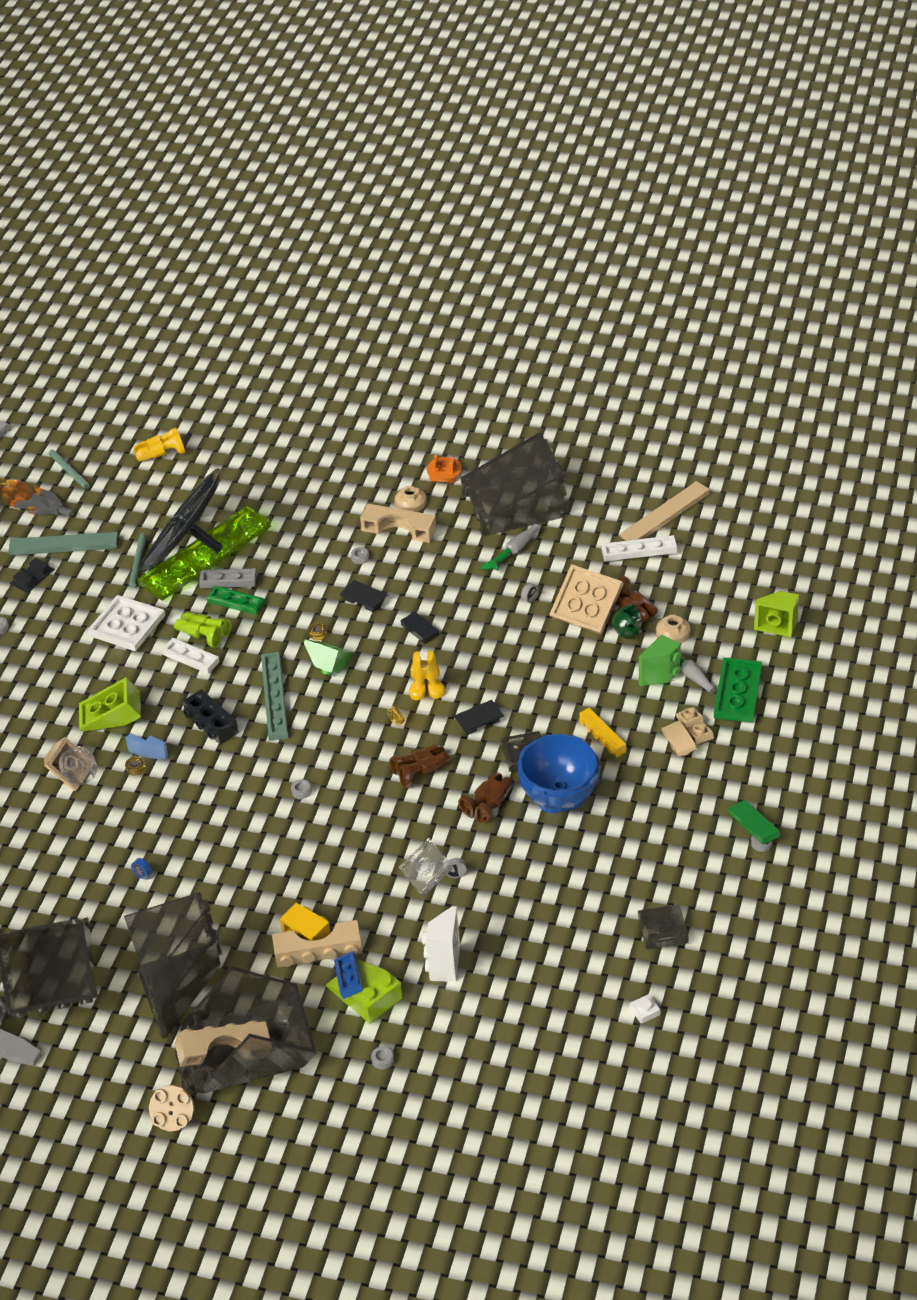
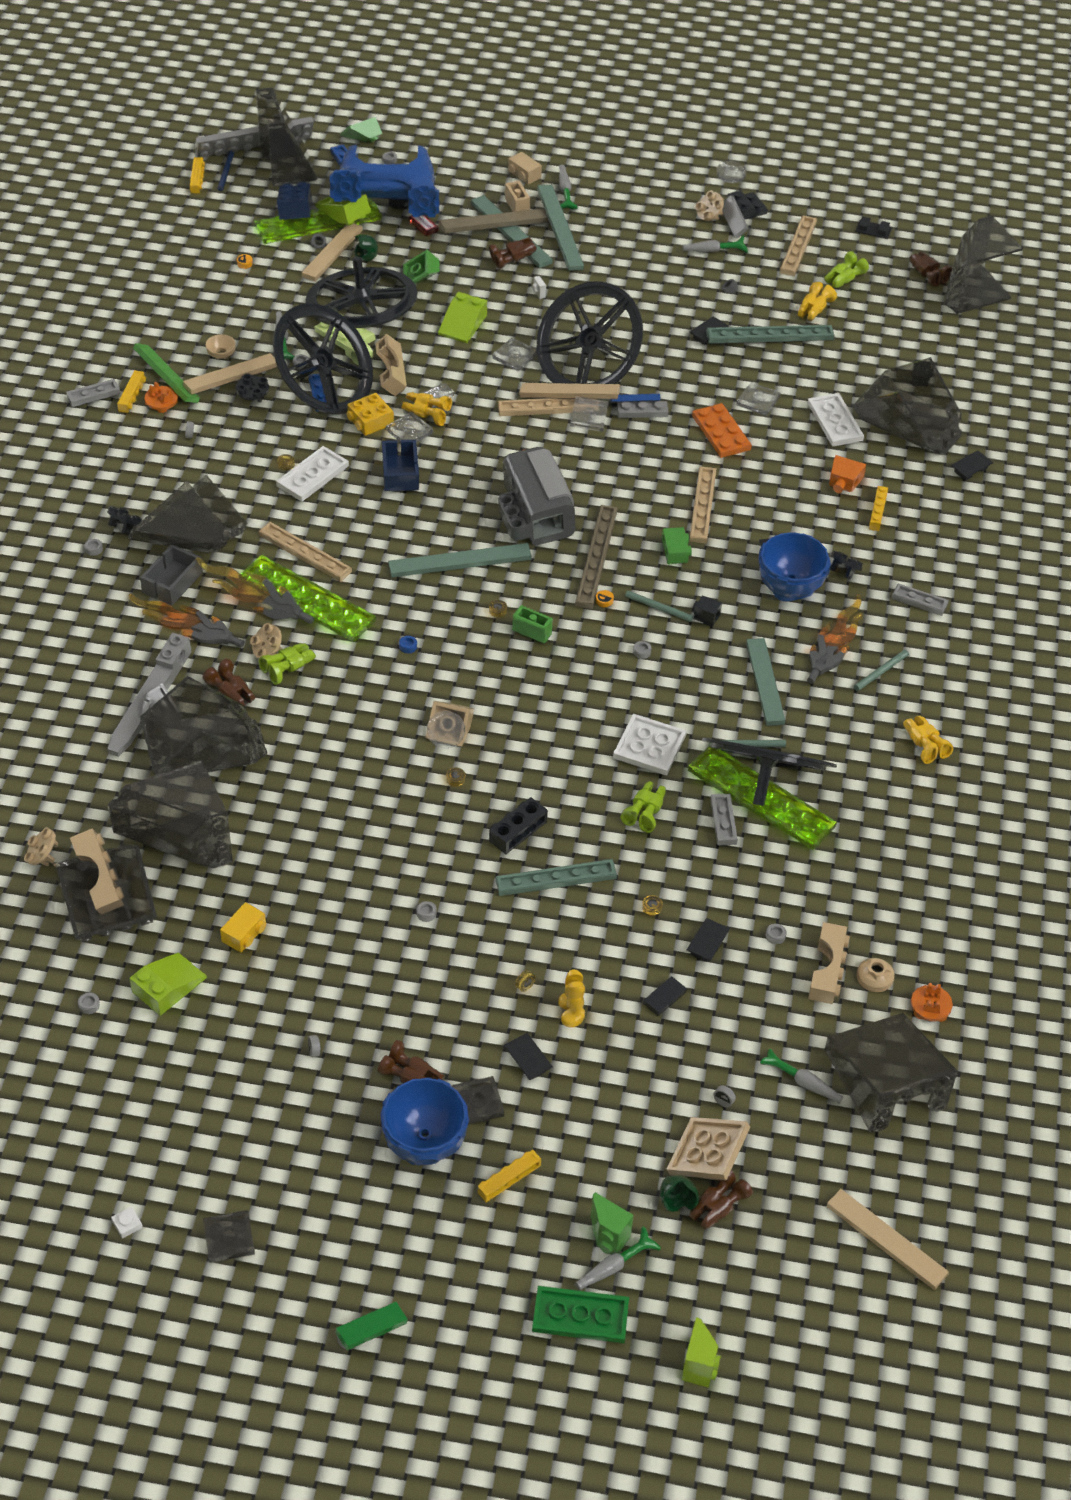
camera: 80 degrees right, 5 degrees up
(32, 575) = (717, 665): black piece -> none
(111, 707) = (528, 747): lime slope -> none
(141, 868) = (320, 795): blue tile -> none
(148, 748) = (476, 780): medium blue slope -> none
(190, 655) = (605, 801): white plate -> none
(235, 600) = (694, 831): green tile -> none
(294, 950) = (225, 957): tan arch -> none
(327, 656) = (611, 913): slope -> none
(348, 974) = (176, 963): blue tile -> none
(420, 760) = (458, 1012): reddish brown piece -> none
(425, 867) = (312, 1019): clear tile -> none
(442, 946) = (194, 1032): white slope -> none
(639, 548) = (815, 1208): white plate -> none
(678, 632) = (681, 1256): tan piece -> none
(679, 738) = (495, 1250): tan slope -> none
(694, 724) = (524, 1270): tan slope -> none

